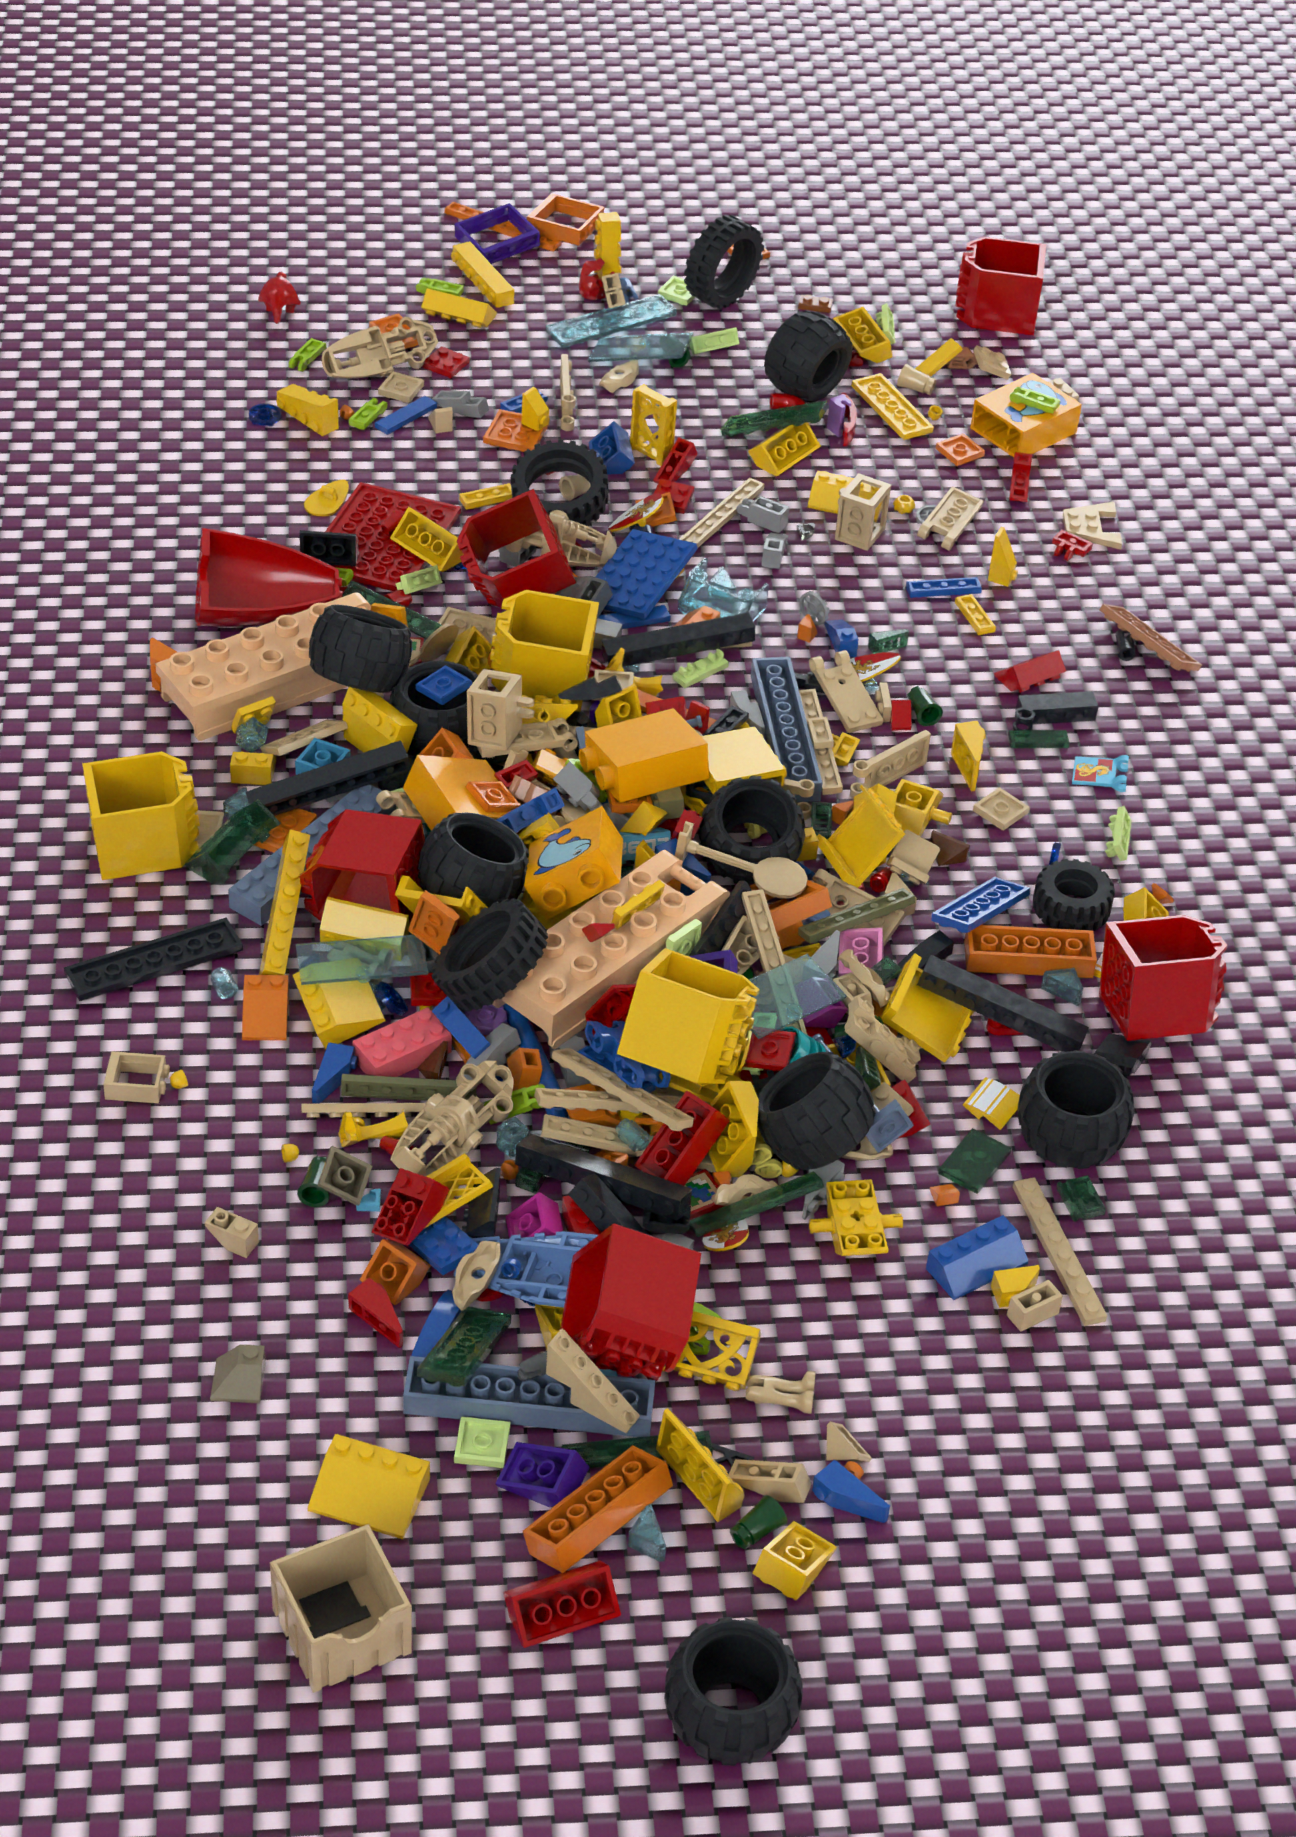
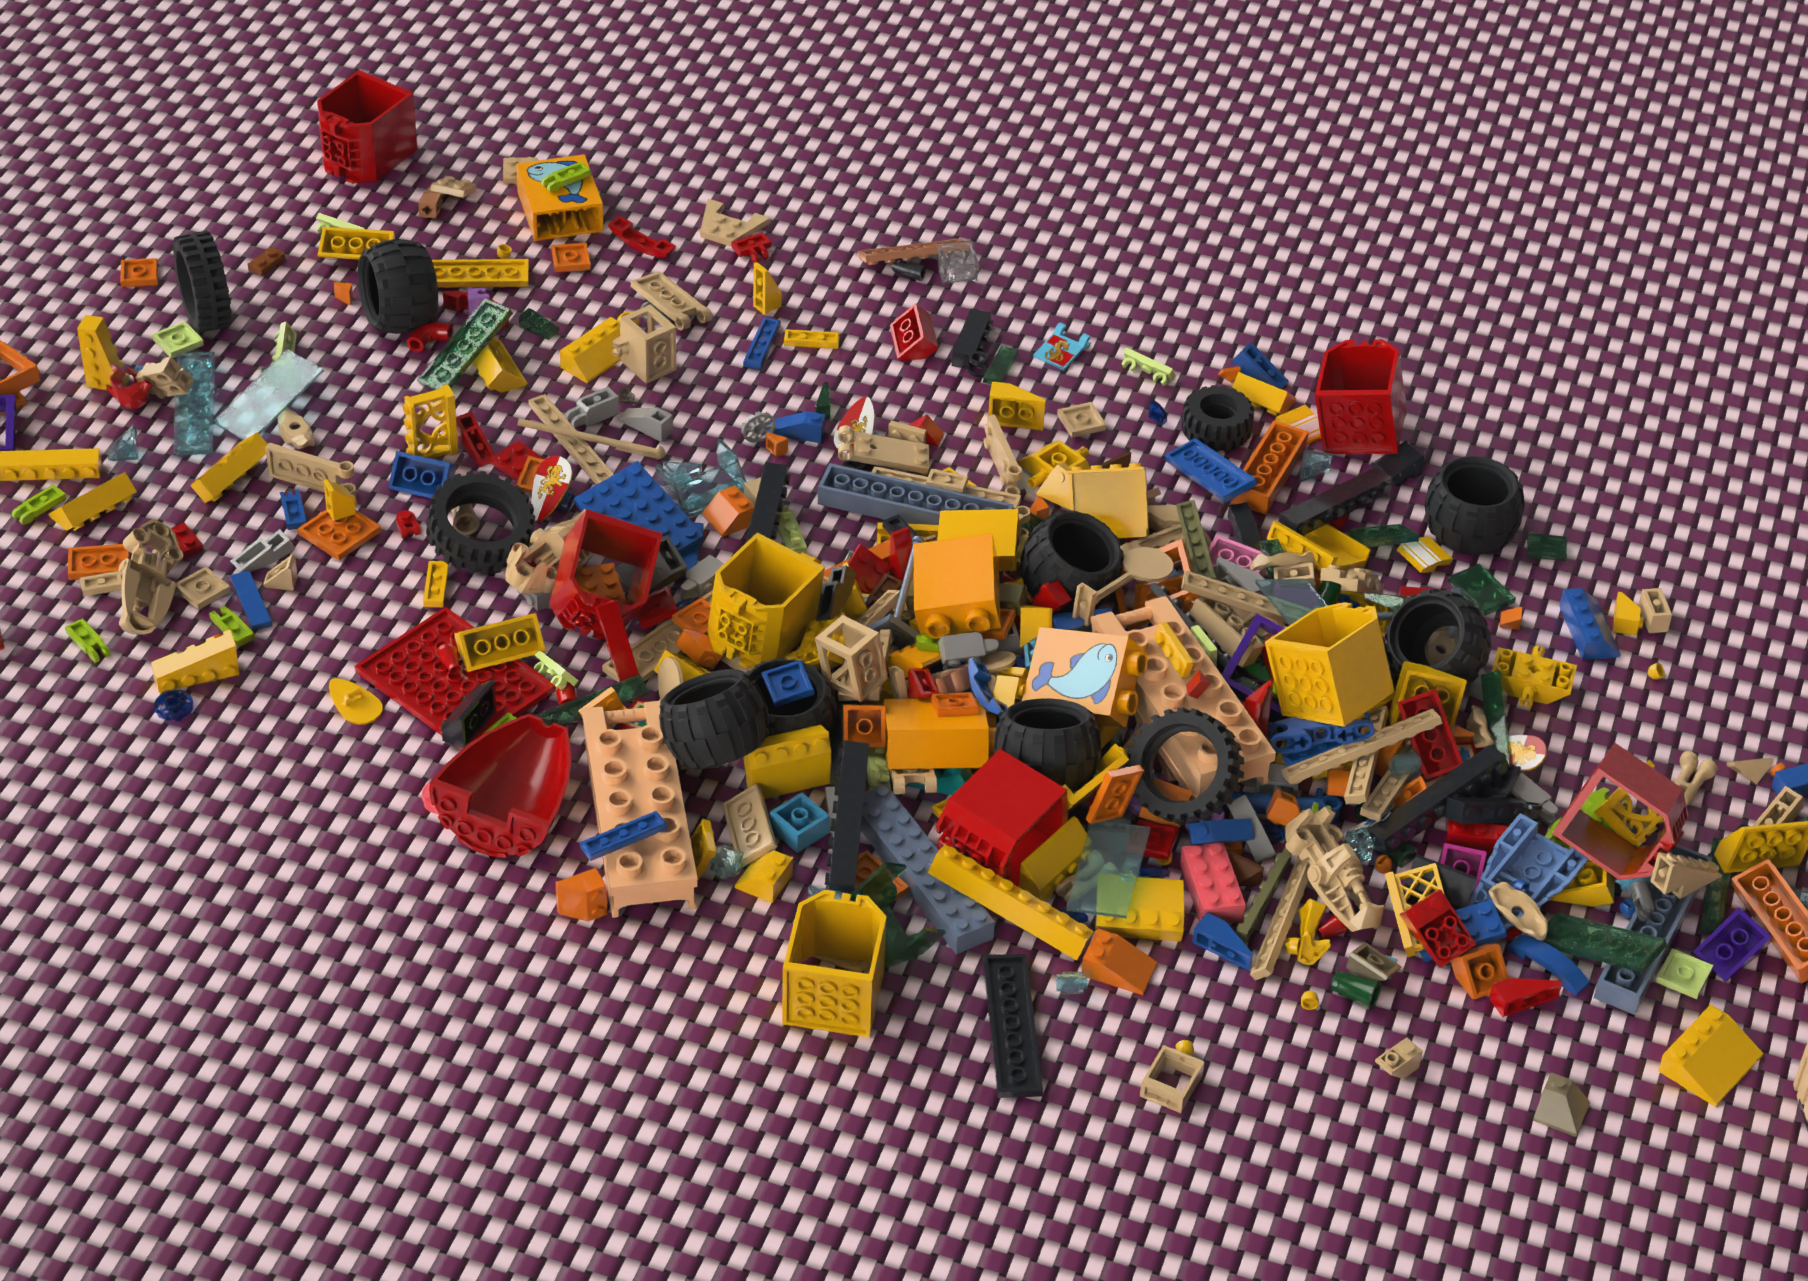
camera: 65 degrees left, 0 degrees up
(206, 646) = (623, 835): none -> blue tile
(448, 593) = (617, 640): none -> red slope
(534, 305) = (125, 447): none -> clear light blue slope
(536, 354) = (230, 467): none -> yellow wedge
(740, 700) = (866, 522): light grey slope -> none
(743, 566) = (620, 445): none -> tan bar
(856, 456) = (531, 321): none -> clear green slope
(916, 380) = (447, 243): tan plant -> none
(924, 706) = (934, 410): dark green plant -> none
(939, 357) = (431, 216): yellow tile -> none
(948, 1331) = (1656, 671): none -> yellow hinge
(991, 1059) = (1384, 535): none -> clear green tile
(1059, 1252) = (1589, 579): tan plate -> none
(1155, 666) = (957, 261): none -> clear slope
(1186, 899) = (1257, 366): none -> blue slope

